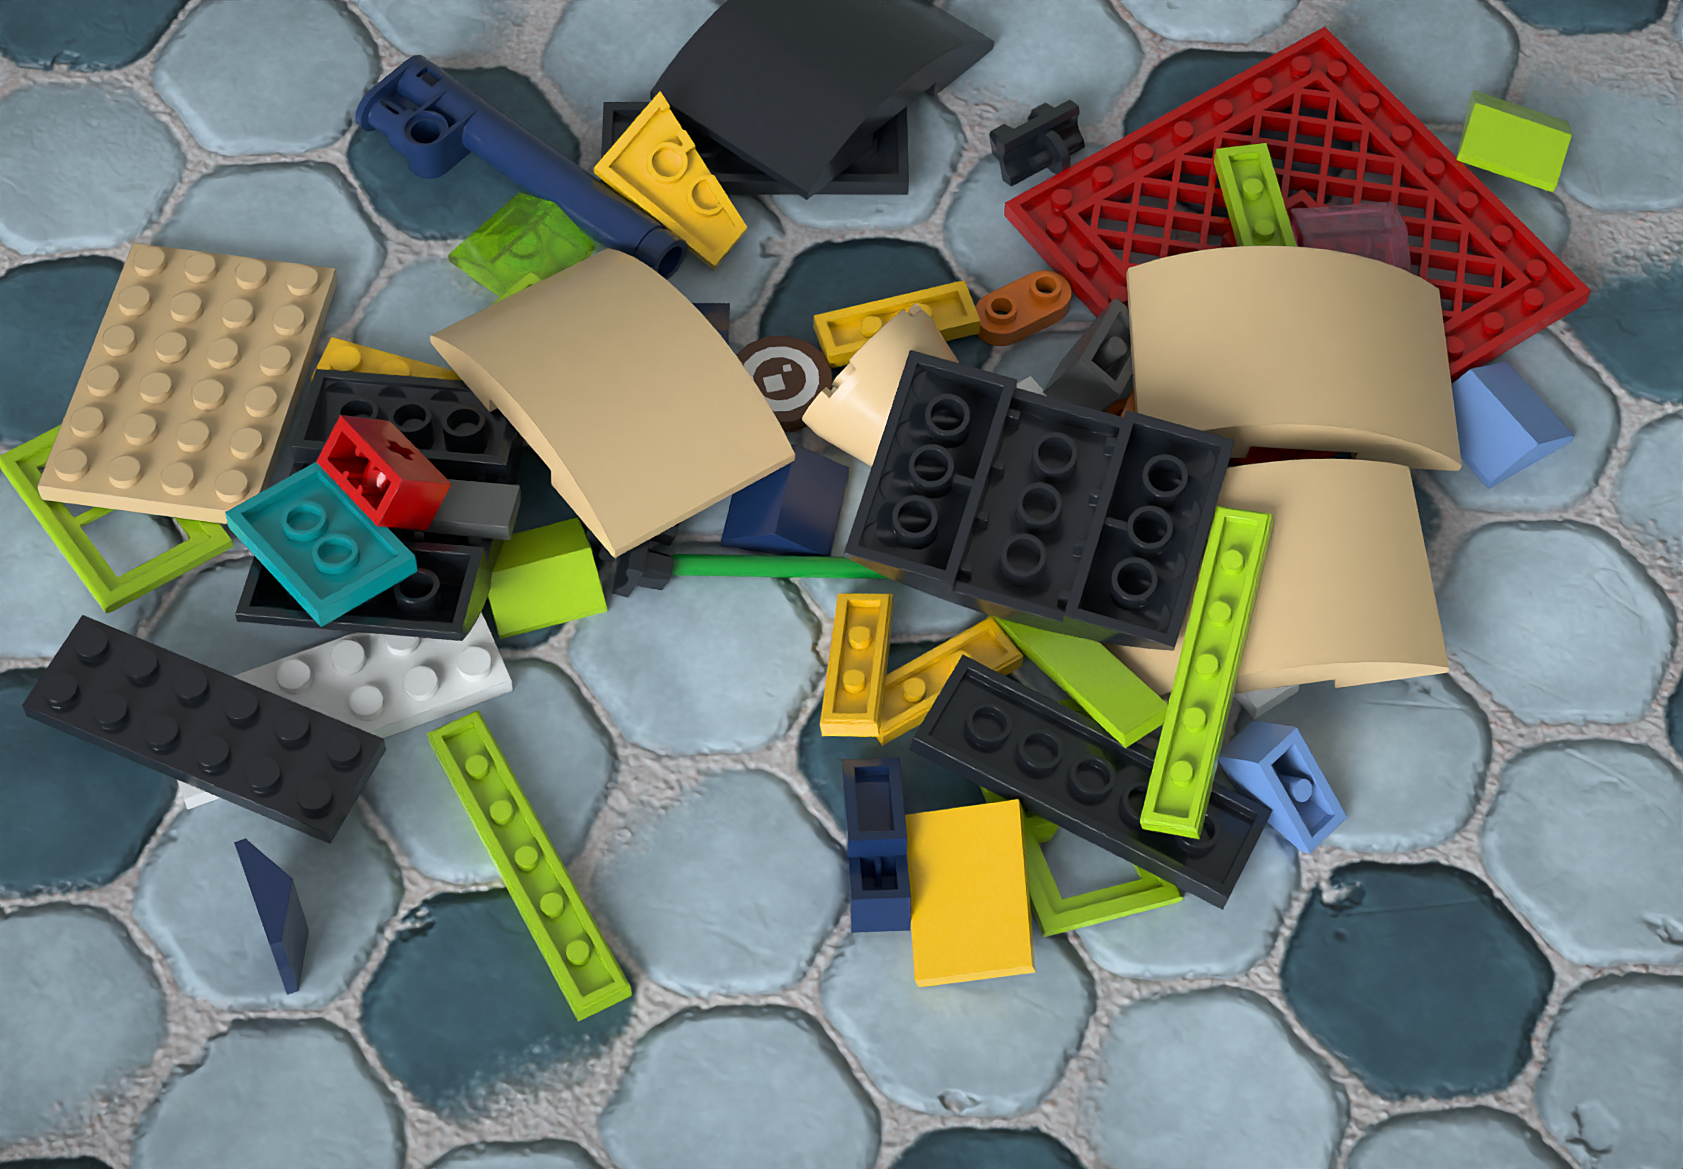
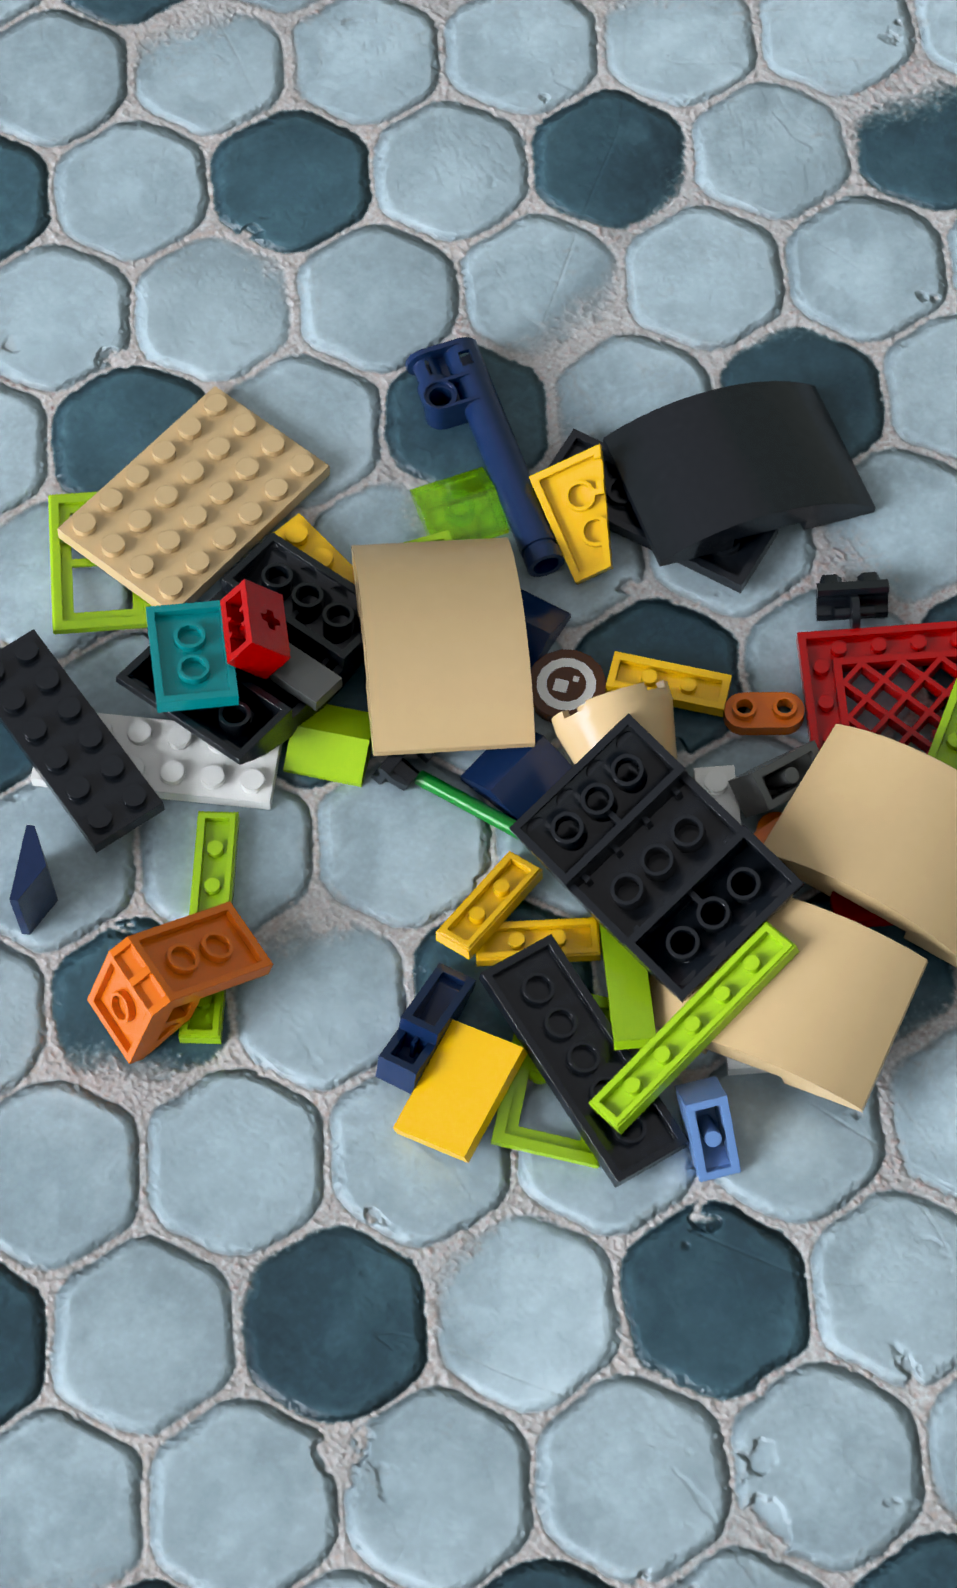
camera: 35 degrees right, 5 degrees up
(525, 943) = (163, 972): none -> orange bracket

